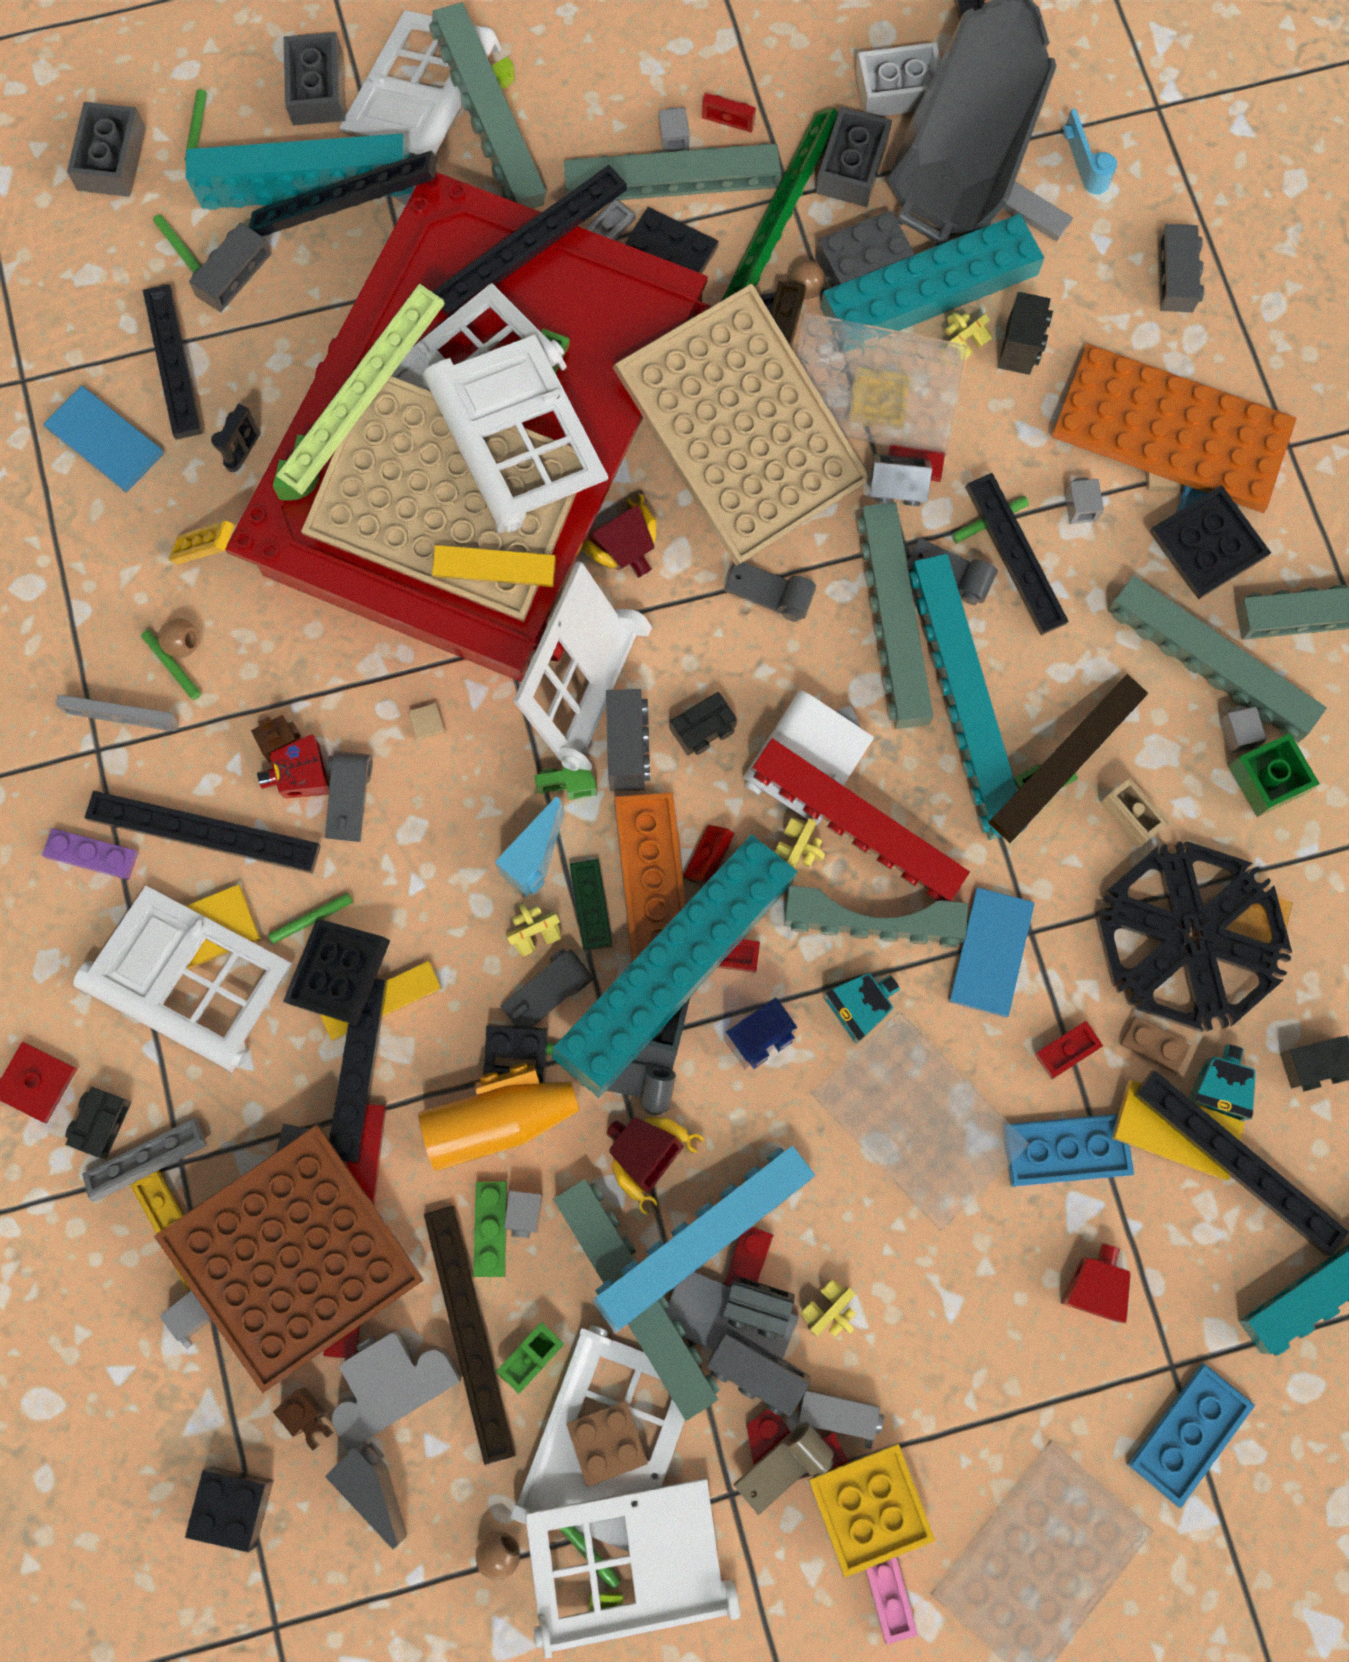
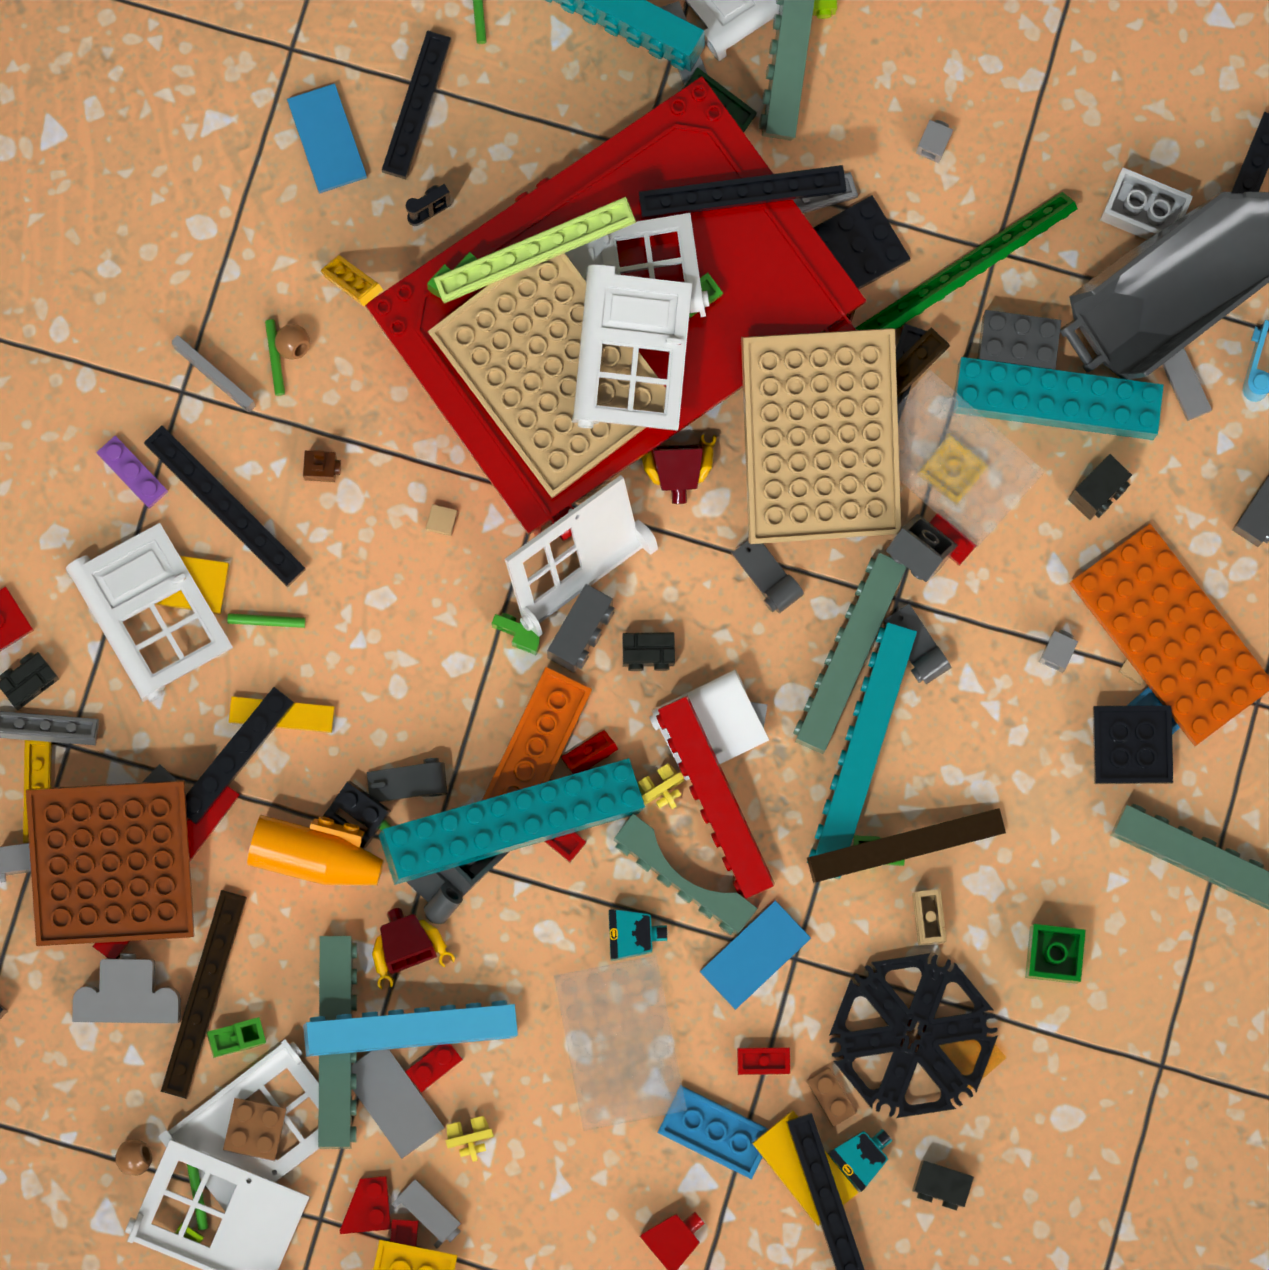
camera: 25 degrees right, 5 degrees up
(230, 267) = (507, 50): dark grey brick -> none
(297, 770) = (322, 500): red torso -> none
(300, 1415) = (54, 977): reddish brown brick -> none
(336, 971) = (262, 674): black plate -> none
(344, 194) = (626, 53): black plate -> none
(347, 794) = (347, 543): dark grey door -> none
(367, 1486) = (73, 1054): dark grey slope -> none
(489, 1229) = (262, 930): bright green plate -> none
(494, 566) = (553, 445): yellow tile -> none
(521, 936) = (435, 731): light yellow hips -> none
(523, 1213) = (292, 933): light grey brick -> none
(529, 856) = (455, 674): medium azure slope -> none
(590, 905) = (479, 737): dark green tile -> none
(684, 171) = (909, 178): sand green brick -> none
(728, 112) = (984, 145): red plate -> none
(758, 1307) = (418, 1101): pearl dark grey brick -> none
(758, 1372) = (390, 1146): dark grey brick -> none
(760, 1034) = (542, 910): clear blue brick -> none
(783, 1465) = (368, 1220): dark tan door -> none
(811, 275) = (960, 335): medium nougat piece -> none
(853, 156) = (1064, 253): dark grey brick -> none
(976, 331) = (1067, 458): light yellow hips -> none
(978, 525) = (986, 621): bright green bar -> none
(1016, 554) = (976, 662): black plate -> none
(1216, 659) = (1075, 838): sand green brick -> none
(1242, 729) = (1058, 904): light grey brick -> none

